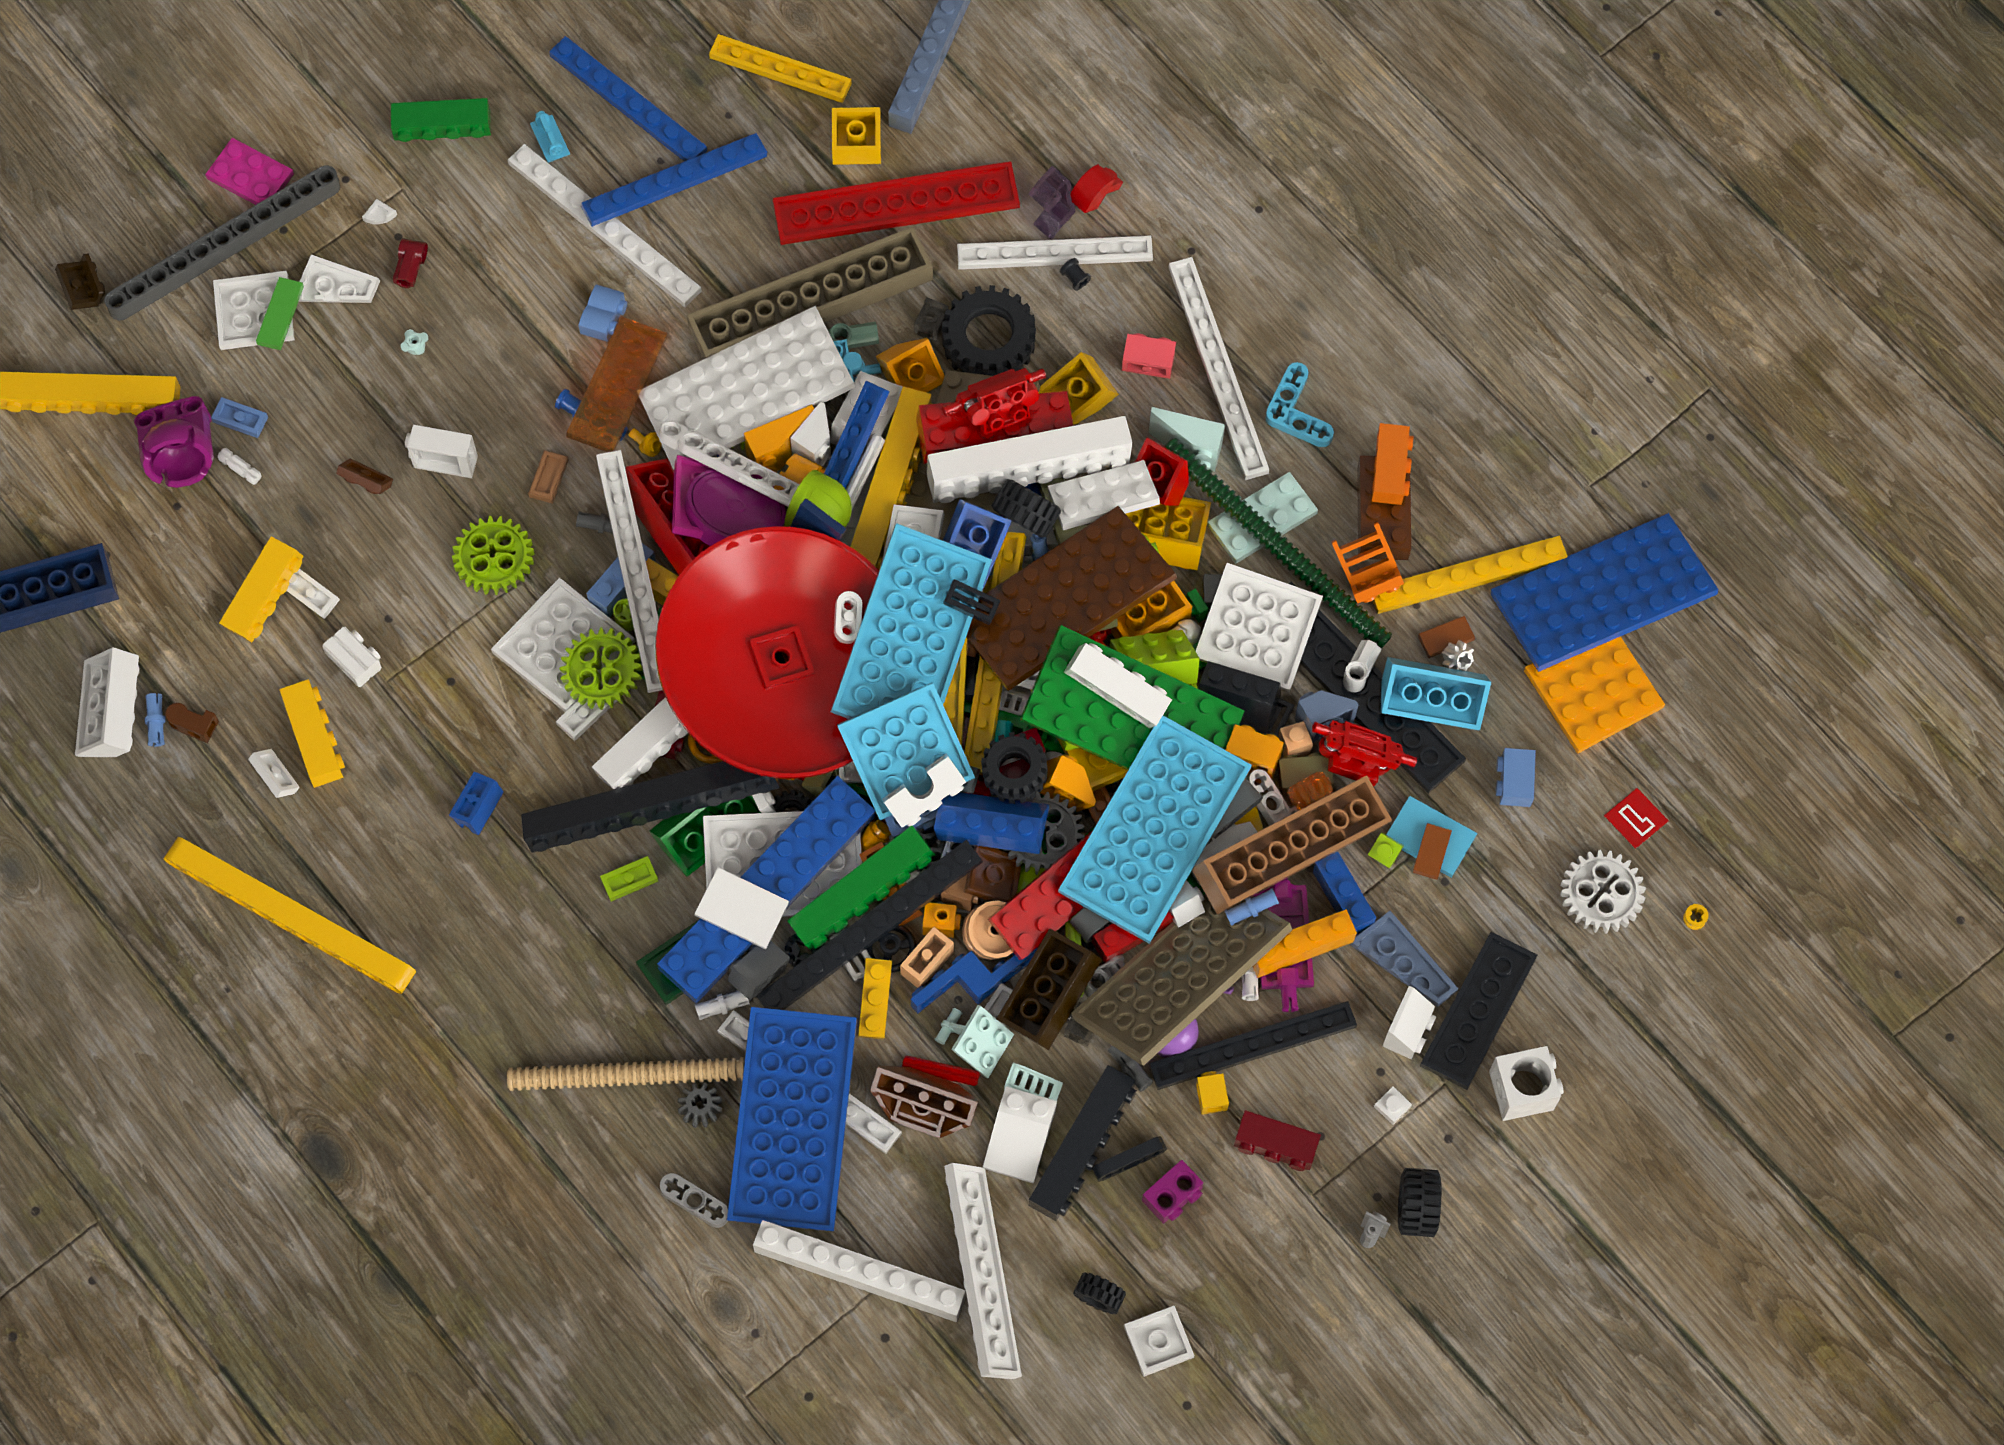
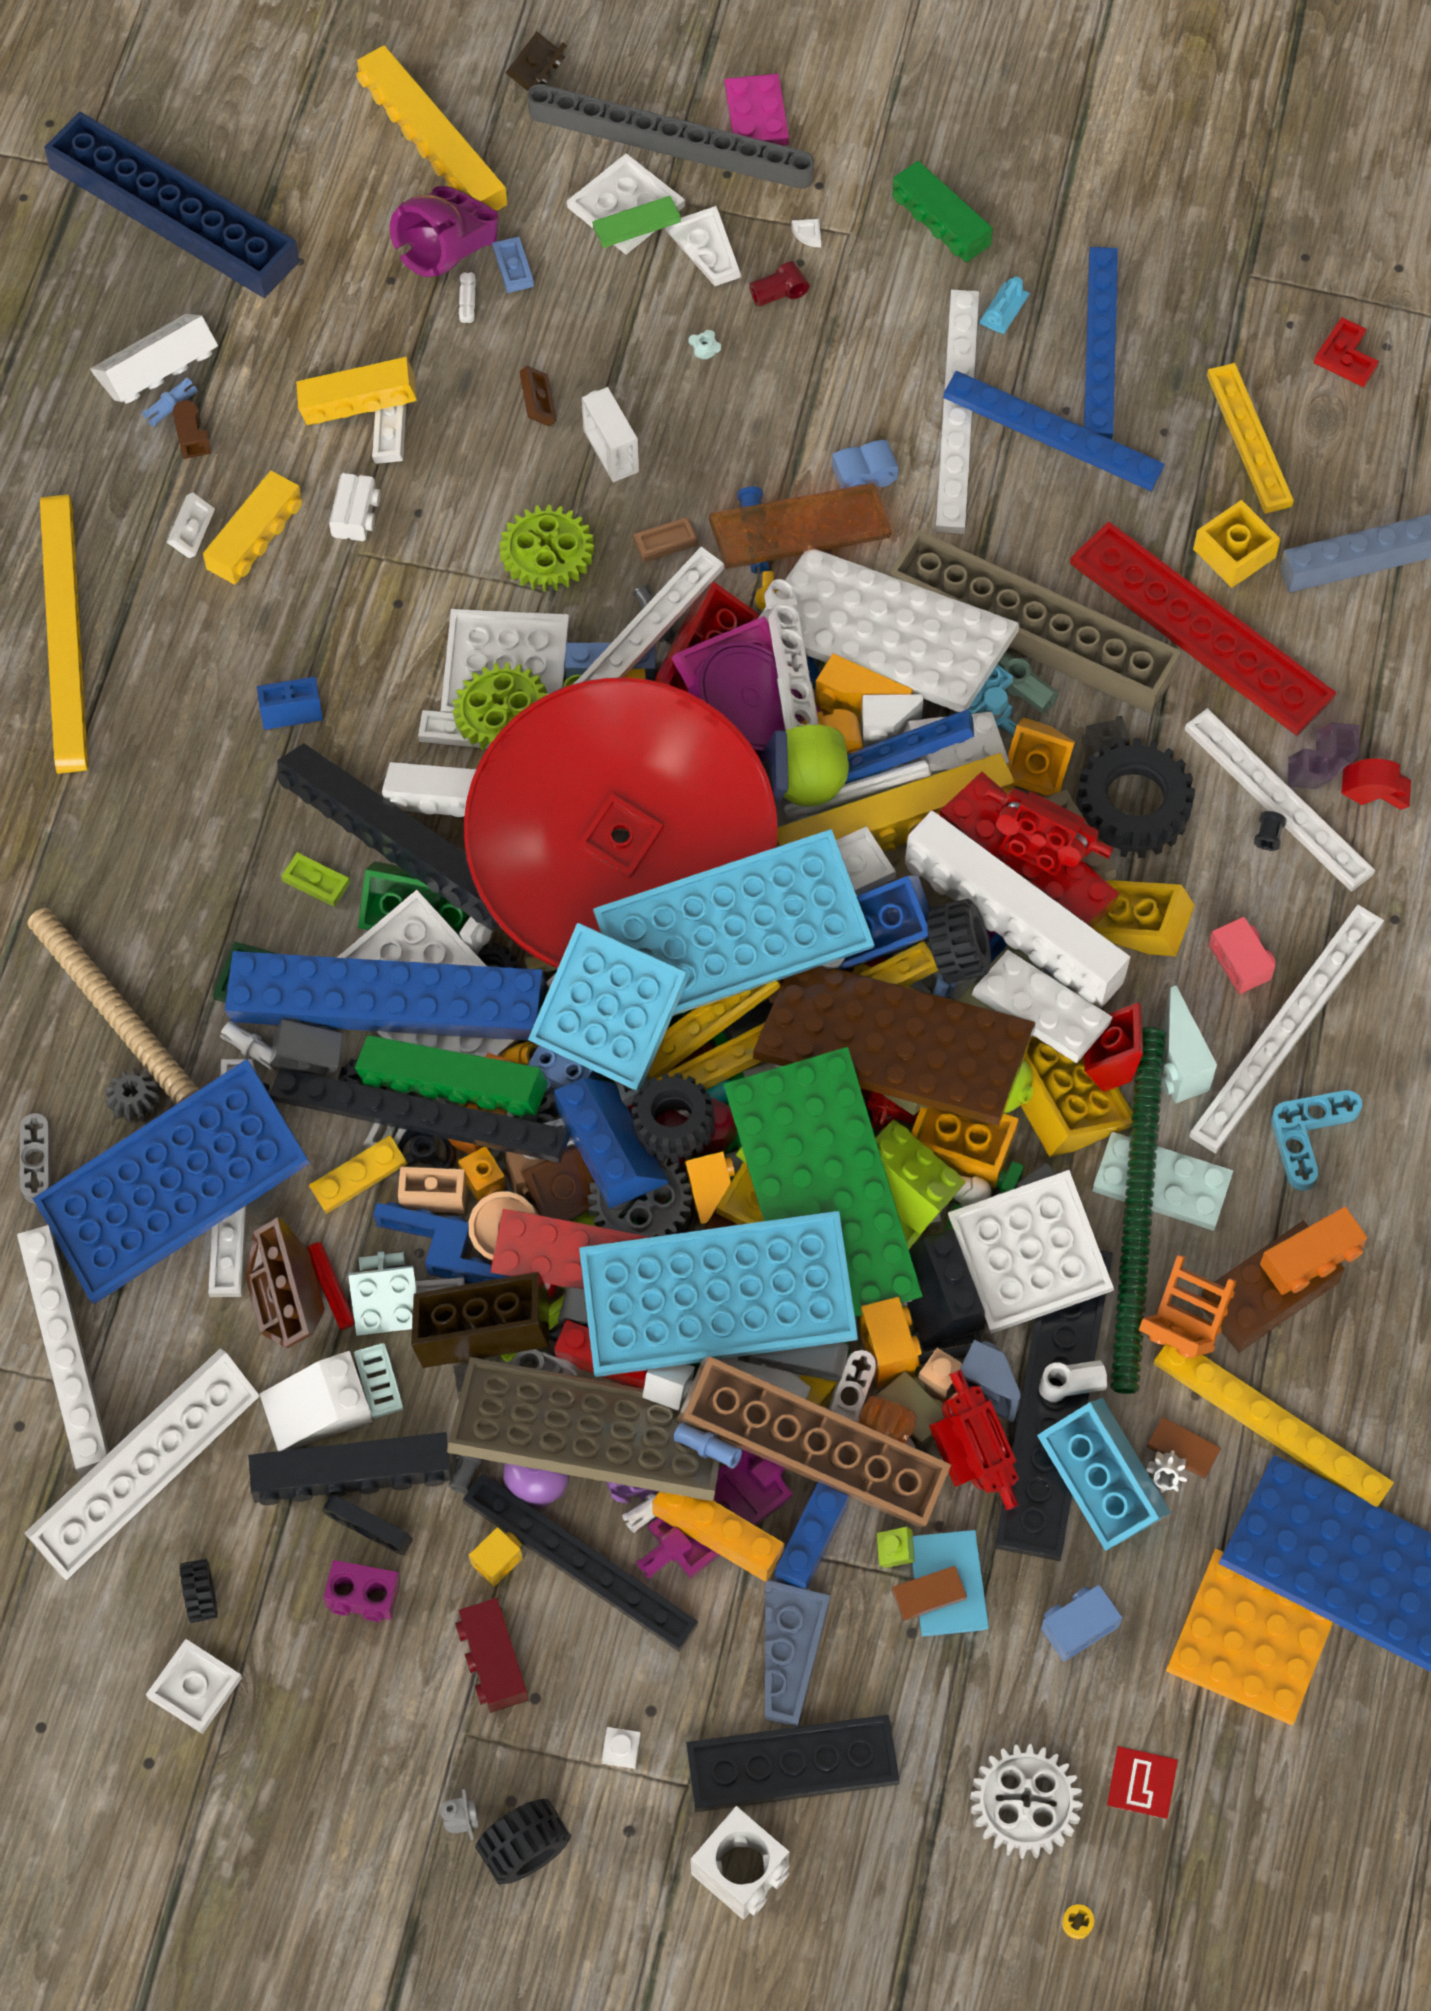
camera: 55 degrees right, 5 degrees down
(741, 908) = (339, 981): white tile -> none
(847, 618) = (700, 855): white plate -> none
(908, 807) = (555, 1047): white arch -> none
(987, 619) = (819, 982): black tile -> none
(1117, 685) = (830, 1145): white brick -> none
(1409, 1024) = (717, 1699): white slope -> none

